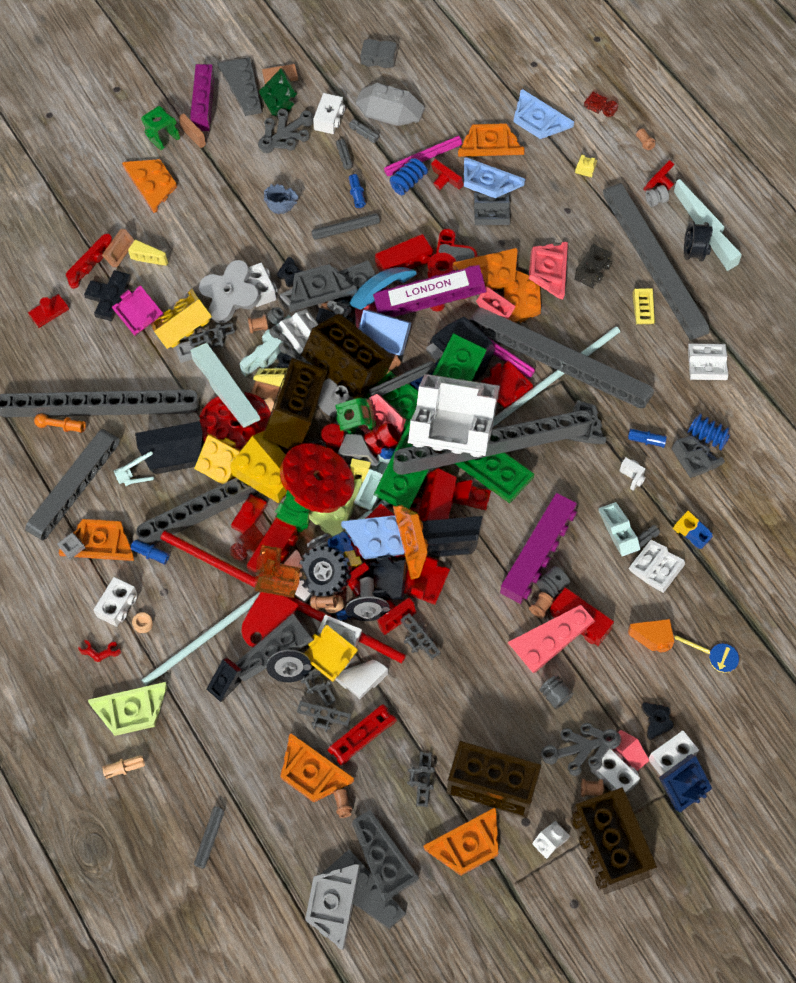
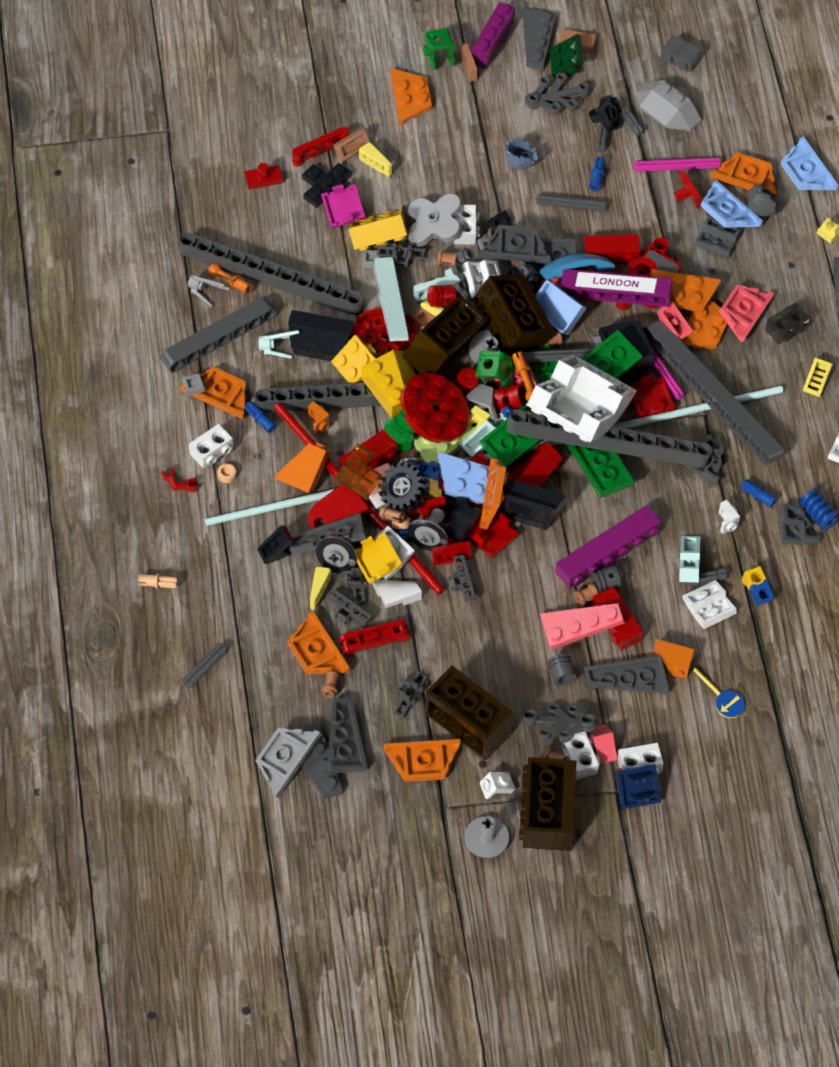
camera: 20 degrees right, 5 degrees down
(31, 440) = (199, 284): none -> light grey plant
(130, 709) = (185, 538): yellowish green wing -> none
(208, 527) = (320, 417): none -> orange bracket
(219, 588) = (305, 468): none -> orange slope
(249, 513) = (361, 420): red tile -> none
(250, 540) = (351, 440): clear red plate -> none
(271, 363) = (440, 295): none -> red piece
(284, 699) = (321, 579): none -> light yellow slope
(328, 113) = (607, 85): white brick -> none
(340, 131) = (607, 113): none -> black tile
(380, 405) = (522, 368): none -> orange pin
(408, 176) = (652, 176): blue piece -> none
(471, 496) = (569, 480): red slope -> none
(516, 161) = (761, 201): none -> dark grey hair
(562, 908) = (486, 837): none -> light grey piece
(621, 669) = (629, 675): none -> dark grey wing
(657, 726) = (639, 735): black animal -> none

